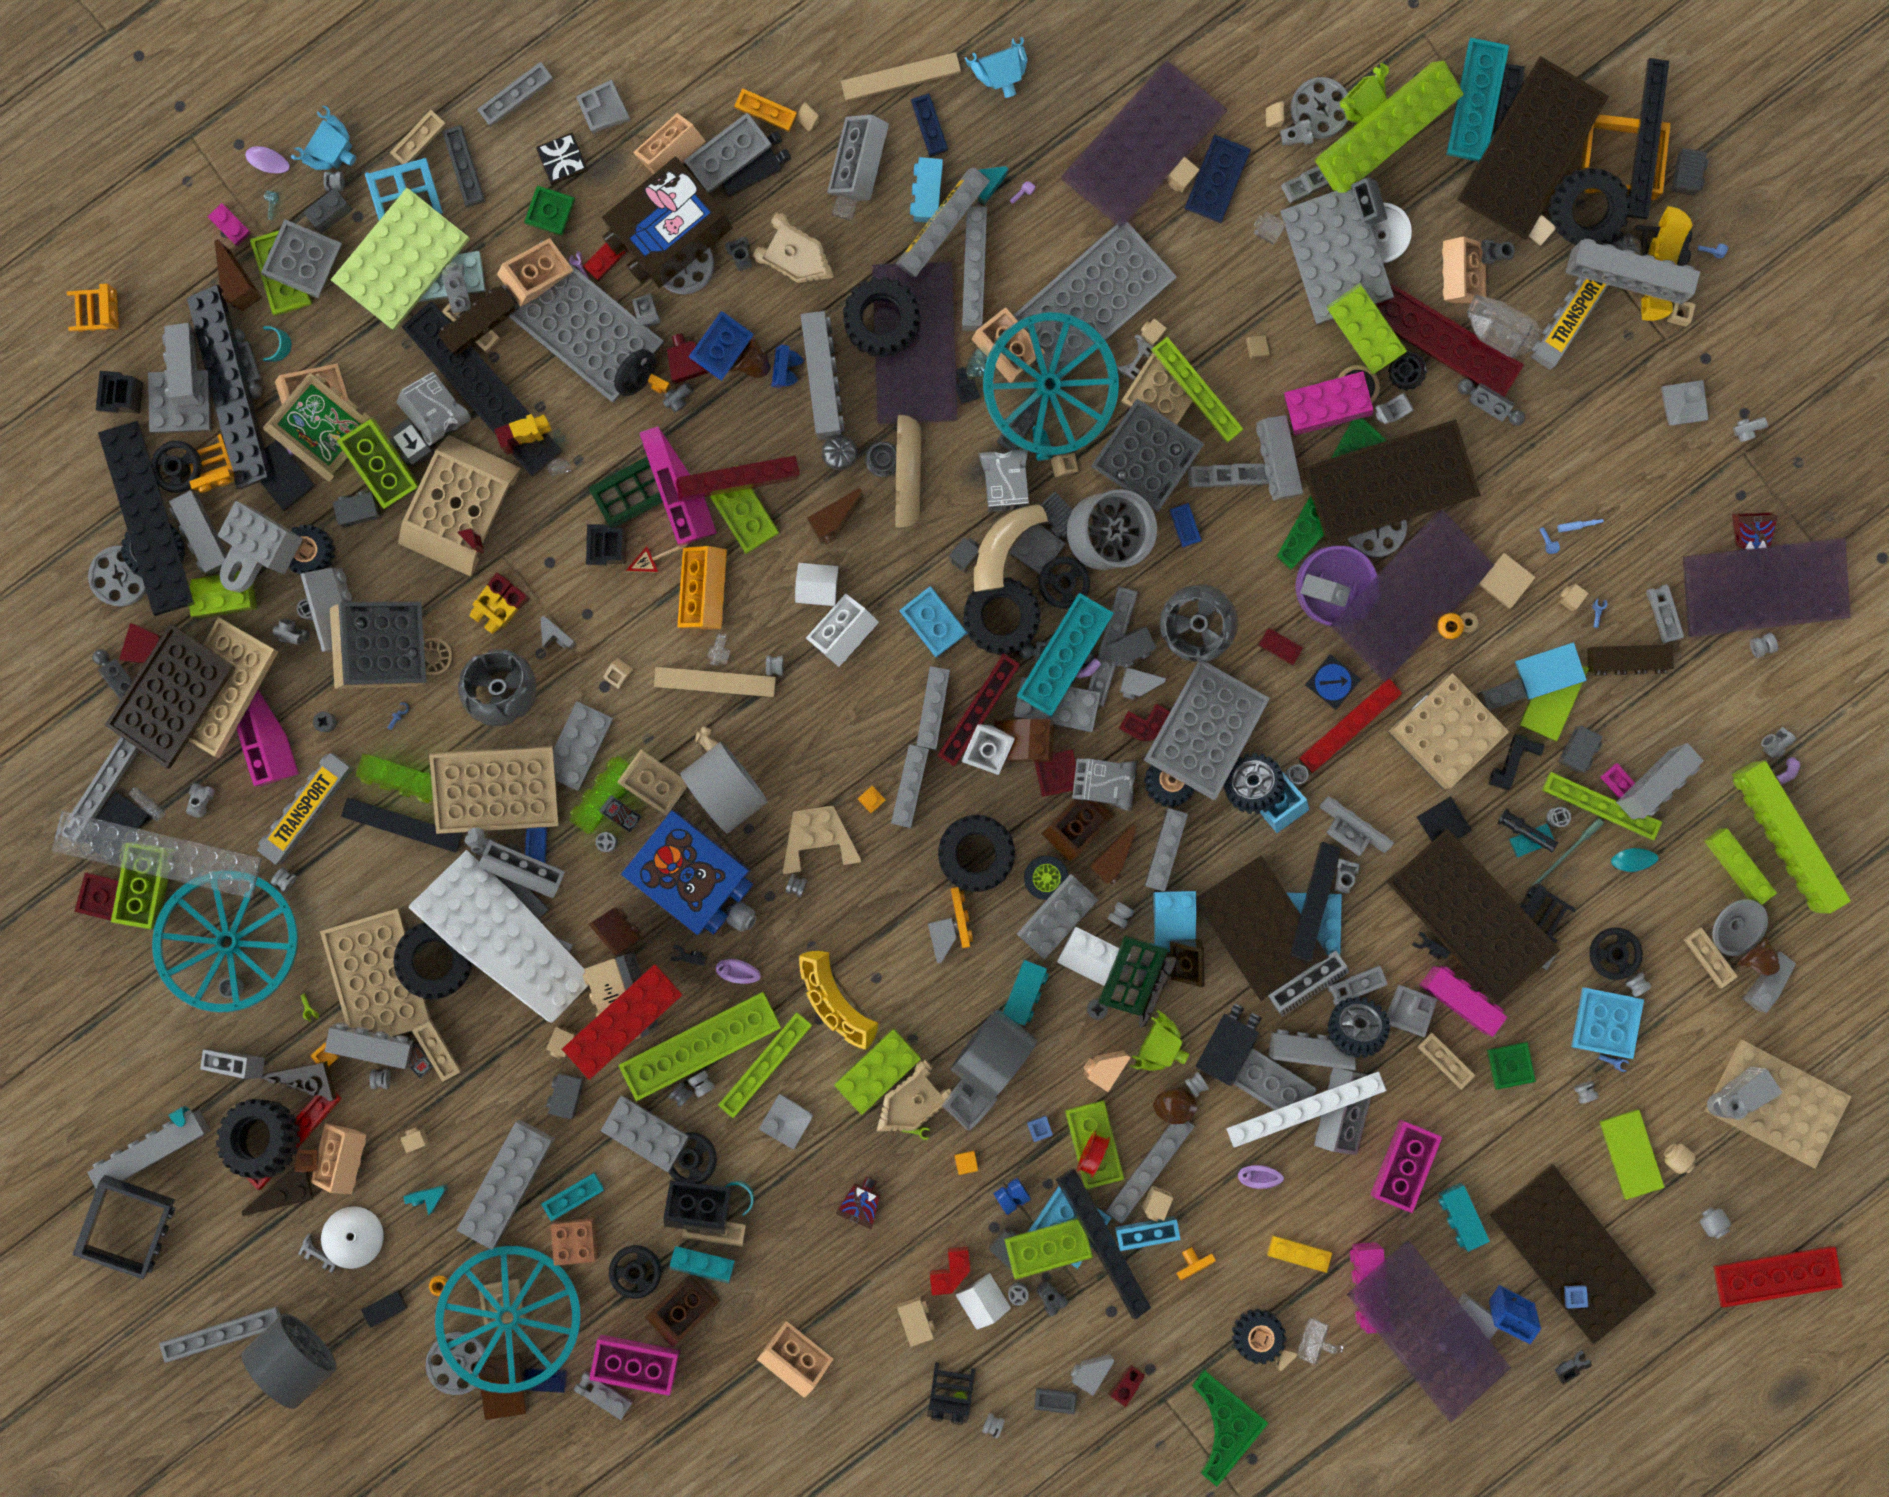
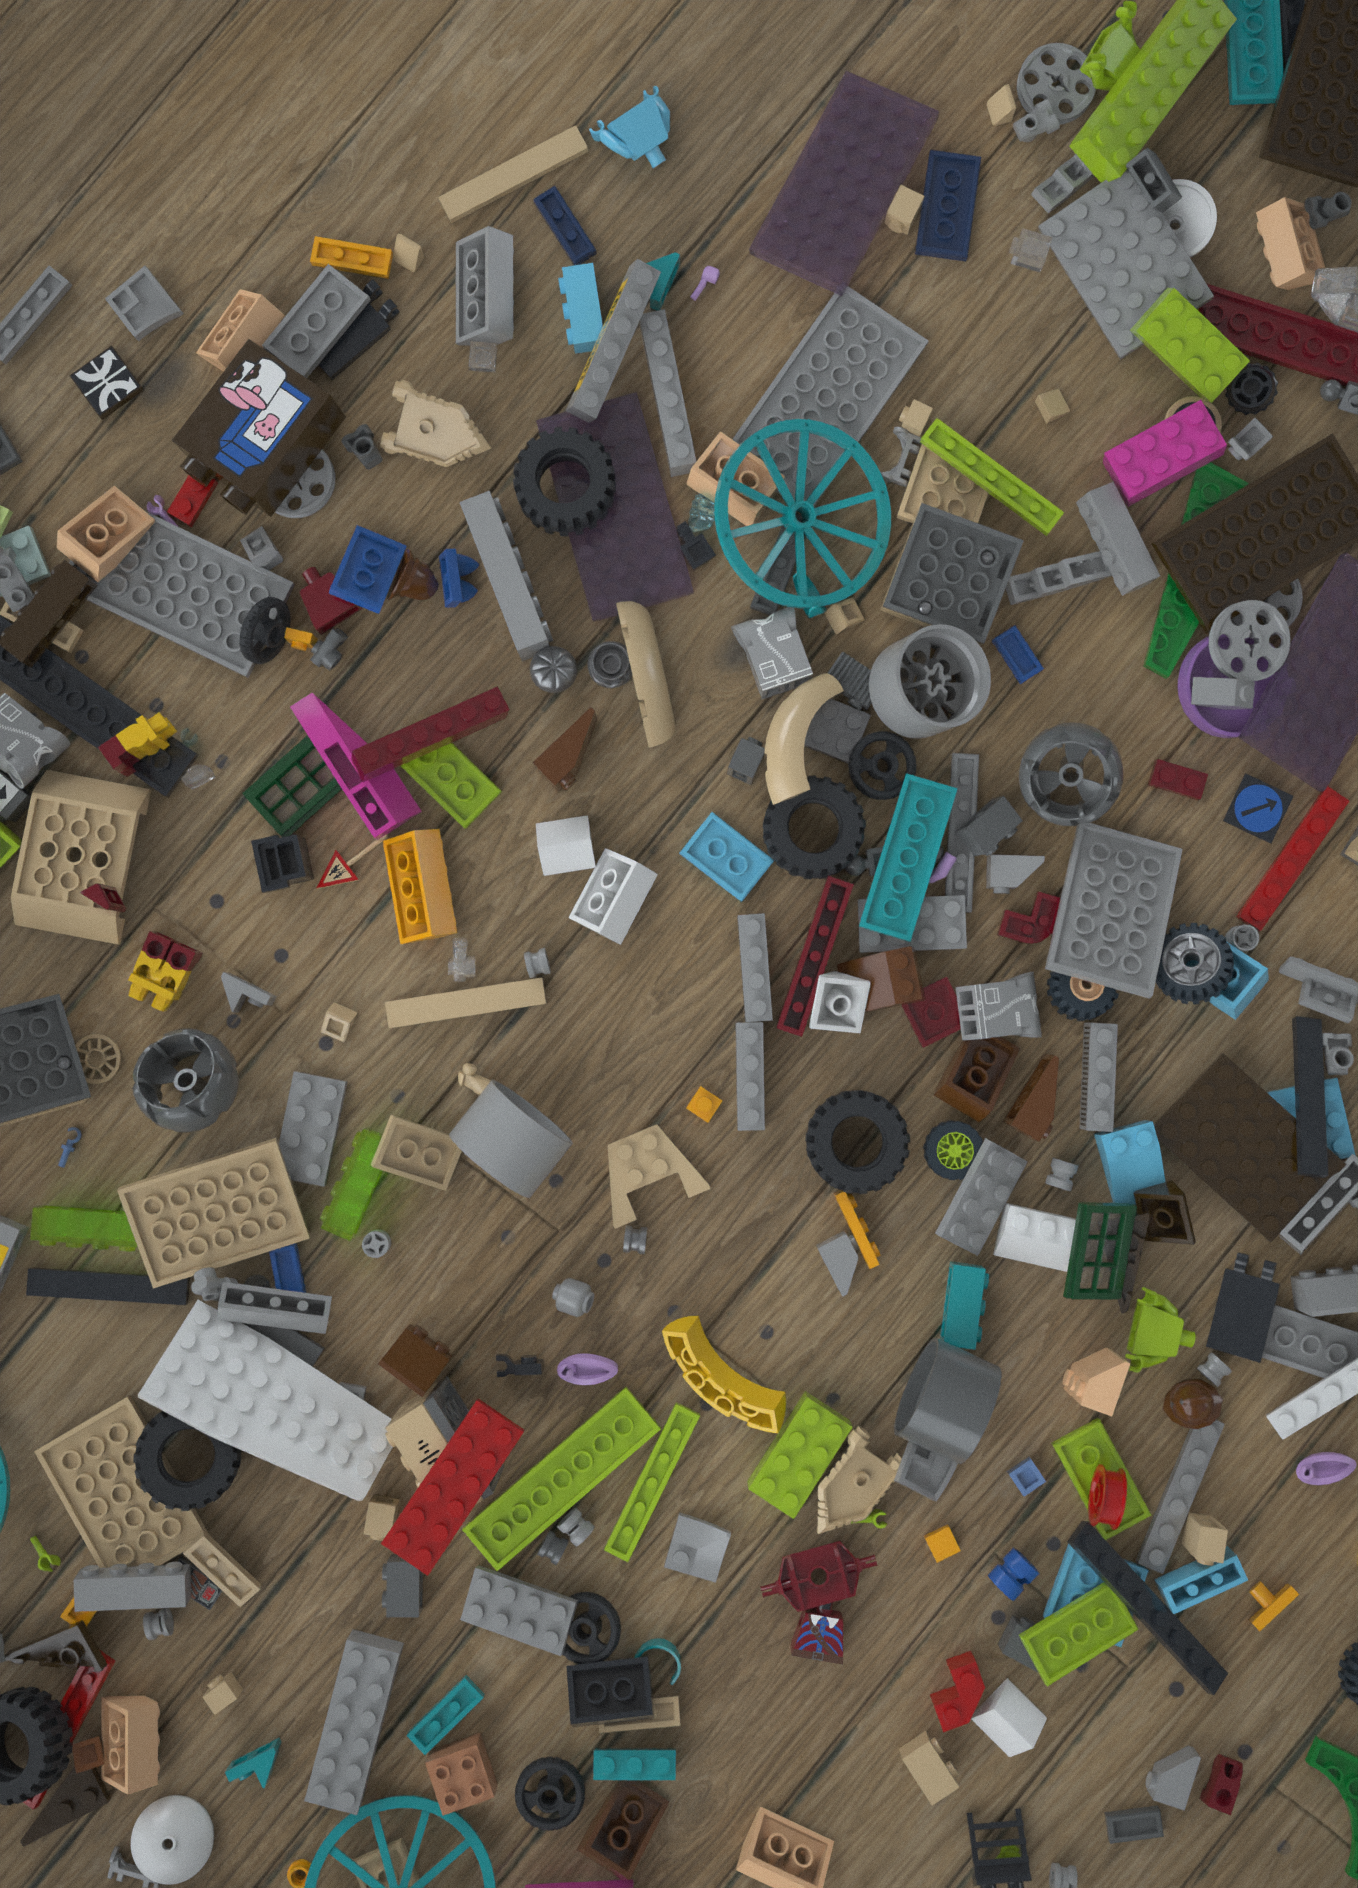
camera: 10 degrees left, 0 degrees up
(549, 210) = (107, 452): green plate -> none
(620, 813) = (385, 1203): tile -> none
(688, 874) = (492, 1261): blue brick -> none
(885, 1169) = (796, 1570): none -> dark red plate
(1020, 1296) = (1054, 1704): light grey wheel -> none
(1052, 1298) = (1096, 1693): dark grey plate -> none
(1094, 1008) = (1056, 1303): dark grey wheel -> none
(1347, 550) = (1249, 629): none -> light grey wedge

